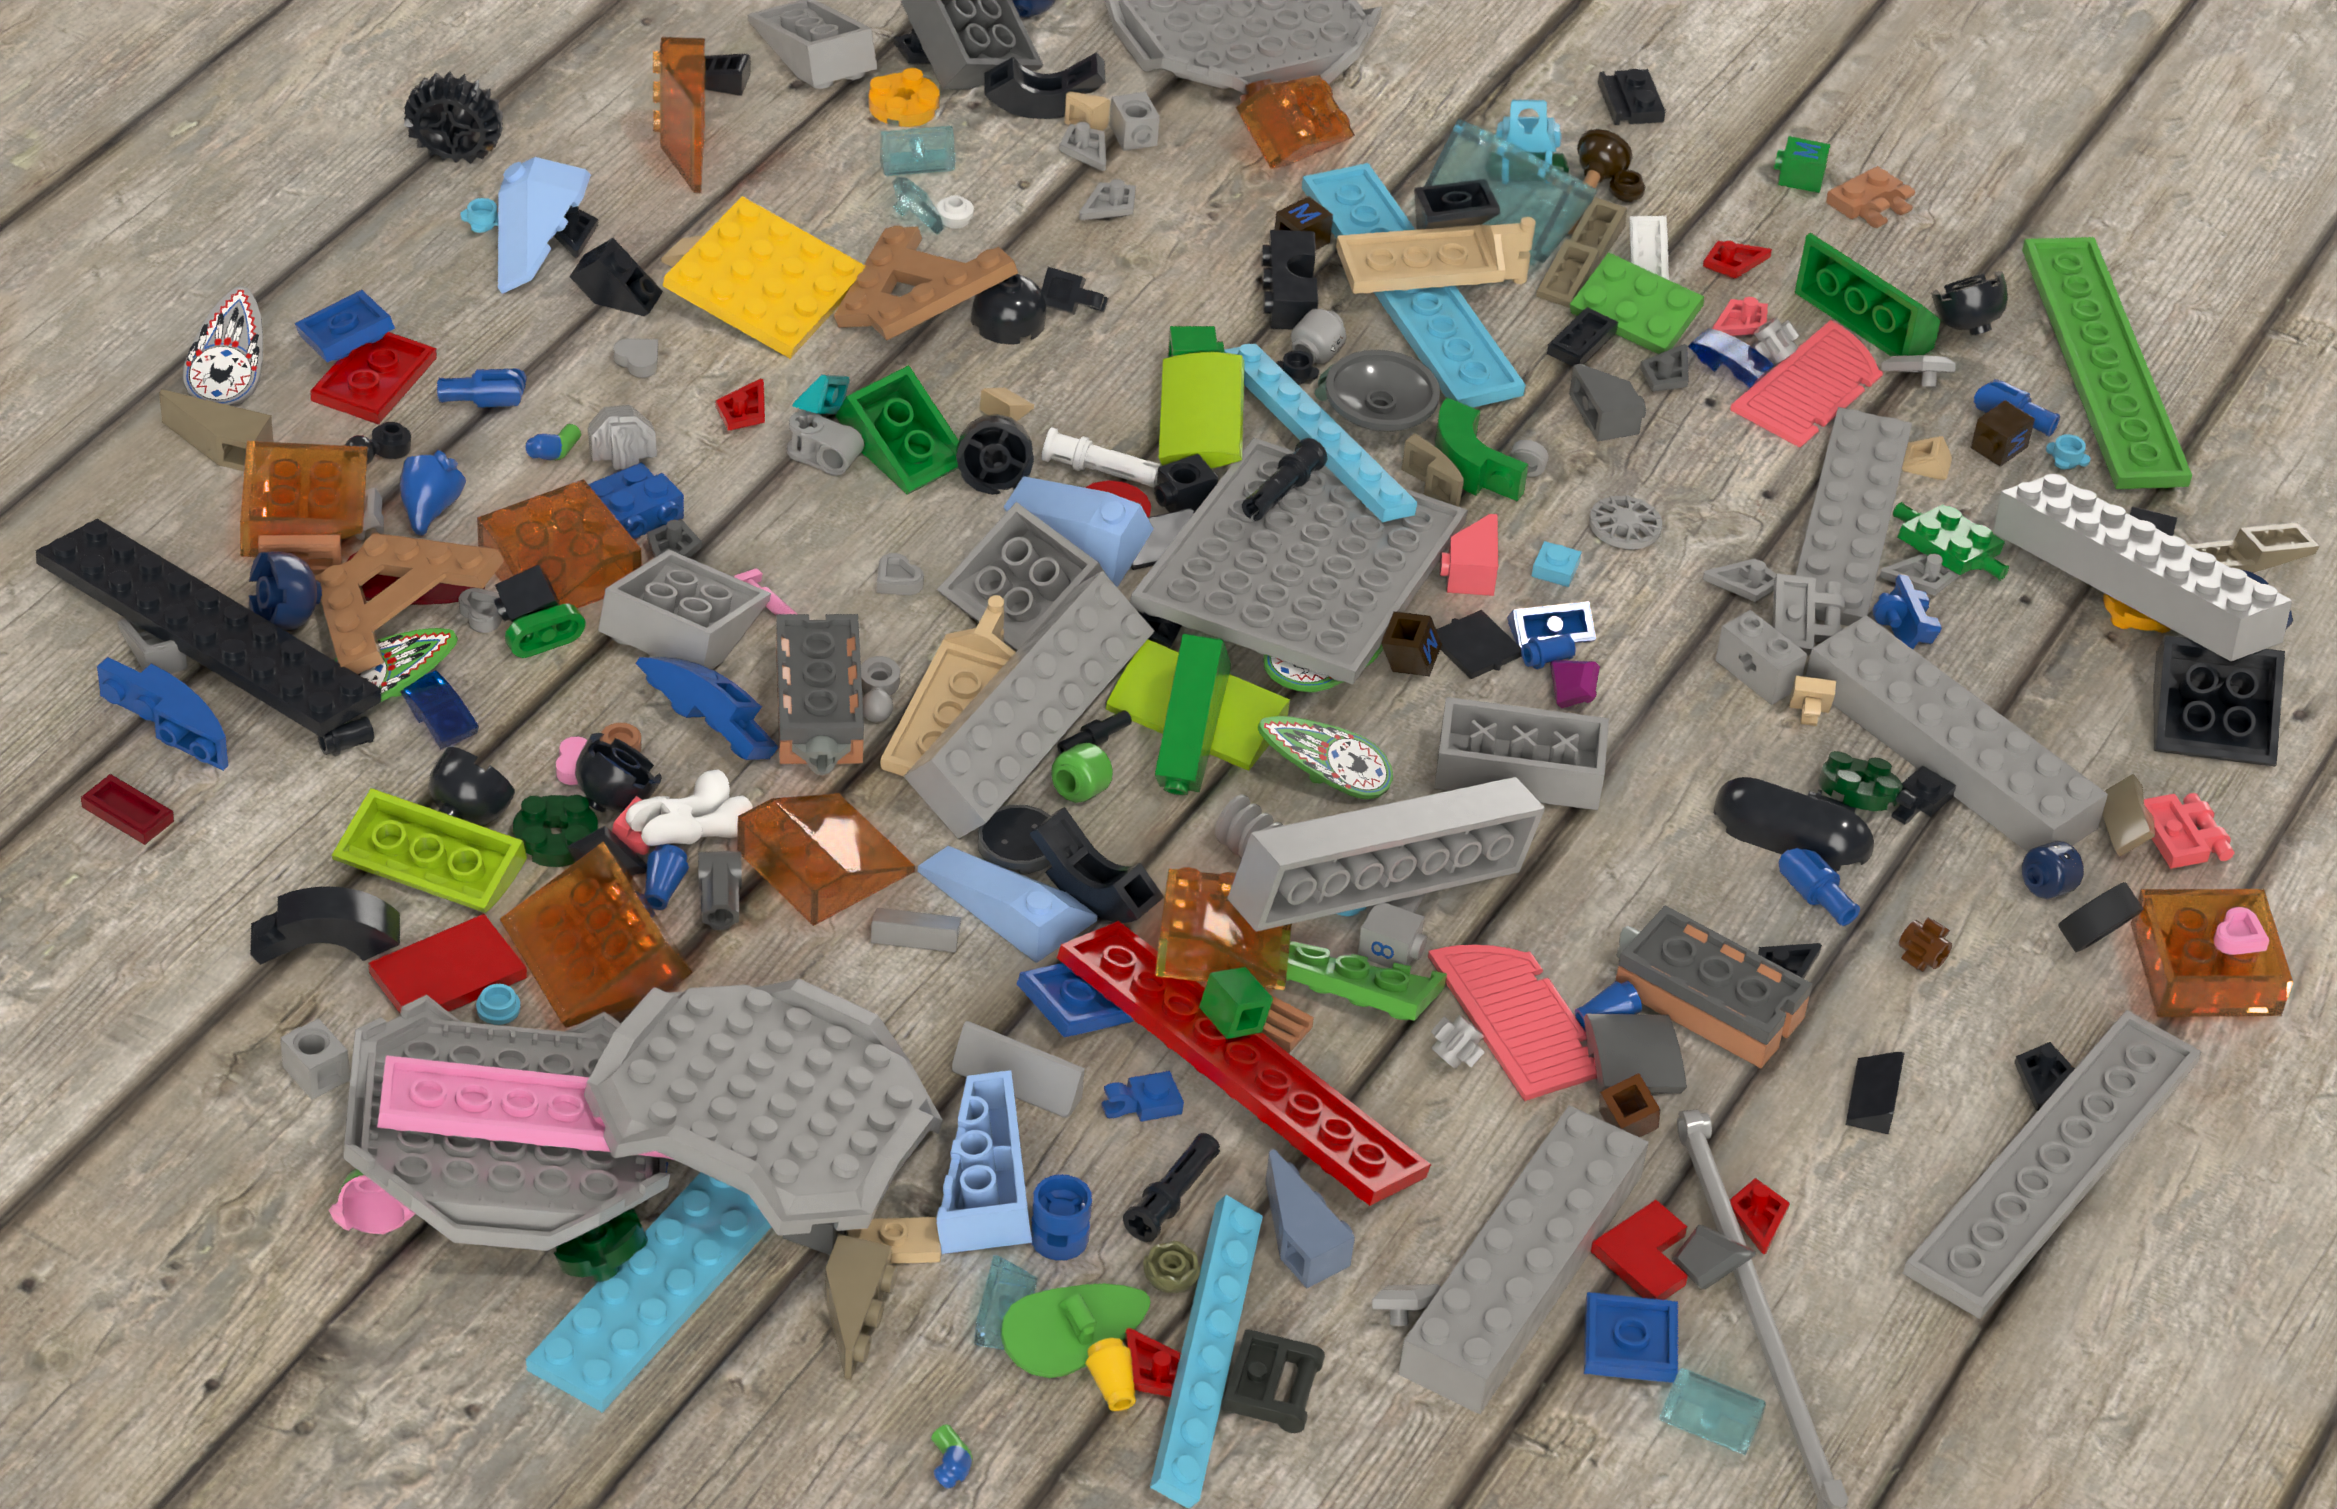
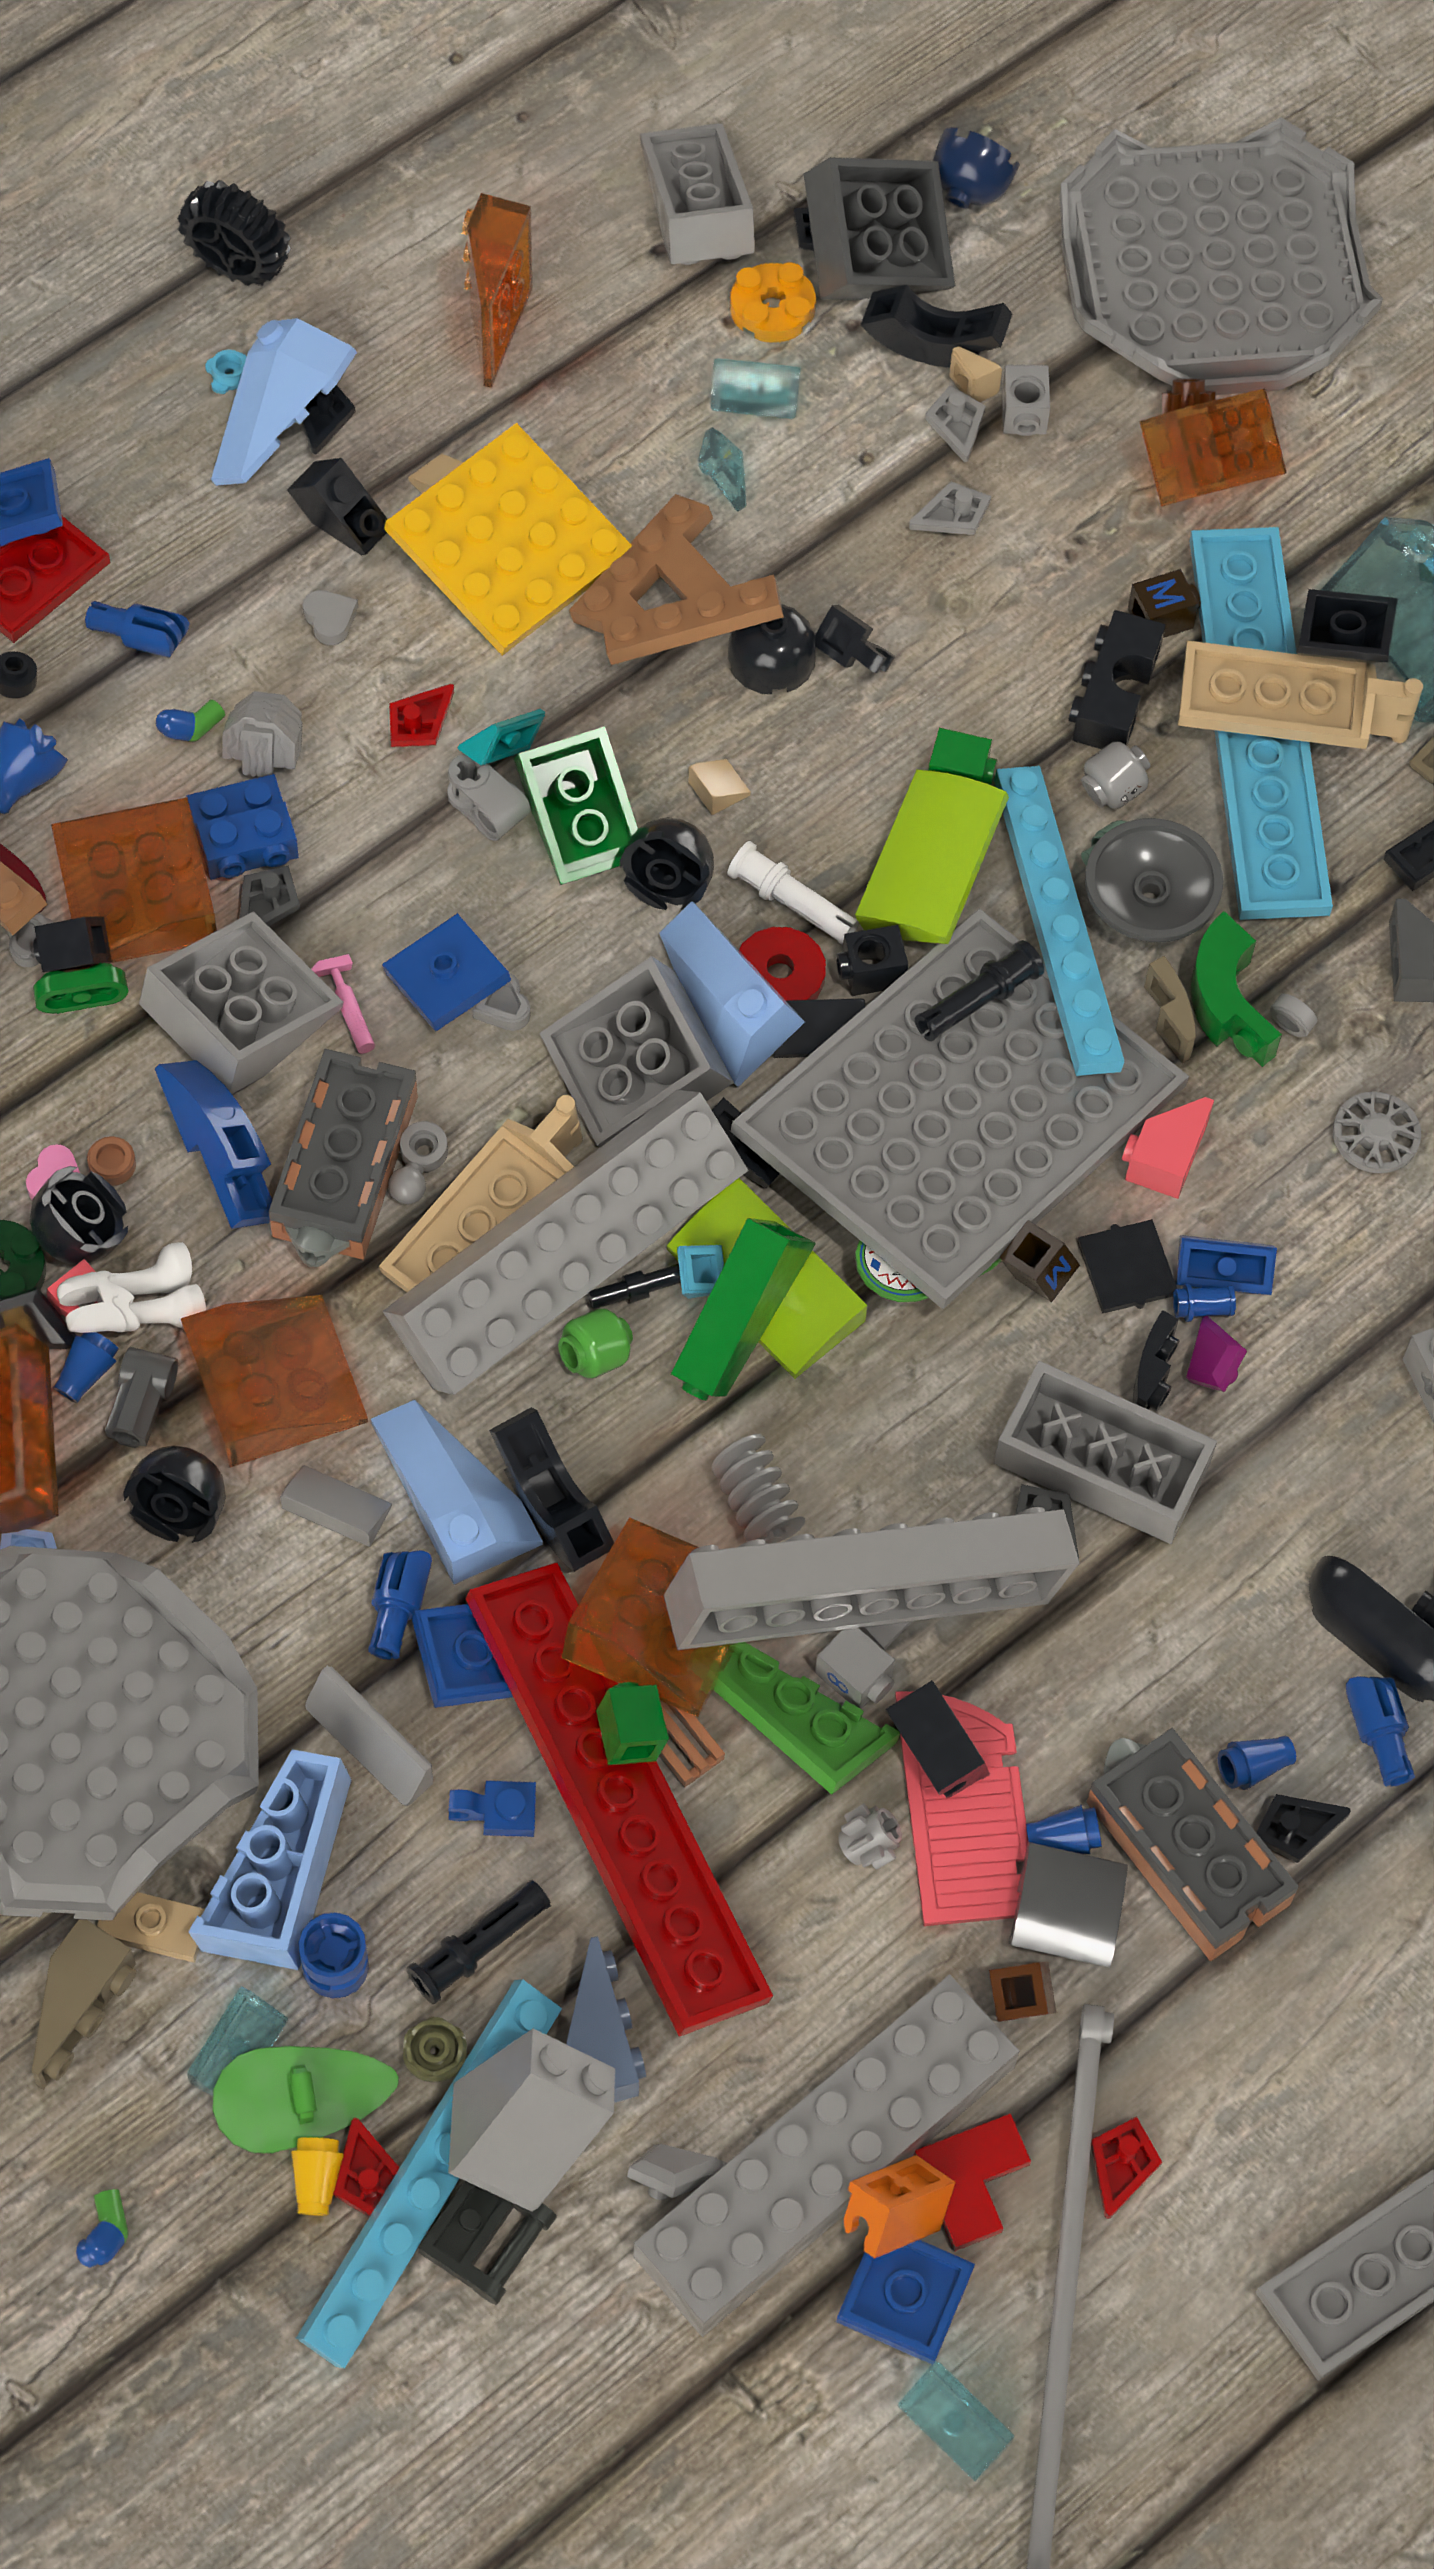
camera: 20 degrees right, 20 degrees up
(727, 73) = (581, 234): black slope -> none
(784, 940) = (176, 1493): none -> black cylinder
(844, 561) = (446, 972): none -> blue plate
(955, 211) = (767, 494): white plate -> none
(998, 973) = (396, 1598): none -> blue arm
(1007, 839) = (487, 1403): black tile -> none
(1144, 708) = (699, 1269): none -> medium azure slope
(1283, 1262) = (527, 2117): none -> light grey slope
(1299, 366) = (1079, 803): black plate -> none
(1330, 755) = (886, 1394): shield -> none
(1484, 962) = (938, 1740): none -> black hinge
(1529, 690) = (1153, 1370): none -> black slope
(1556, 564) = (1268, 1174): medium azure plate -> none
(1609, 1263) = (898, 2204): none -> orange hinge
(1710, 1256) = (1037, 2214): dark grey piece -> none
(1736, 924) = (1252, 1761): none -> blue cone
(1875, 1092) = (1327, 2033): black slope -> none

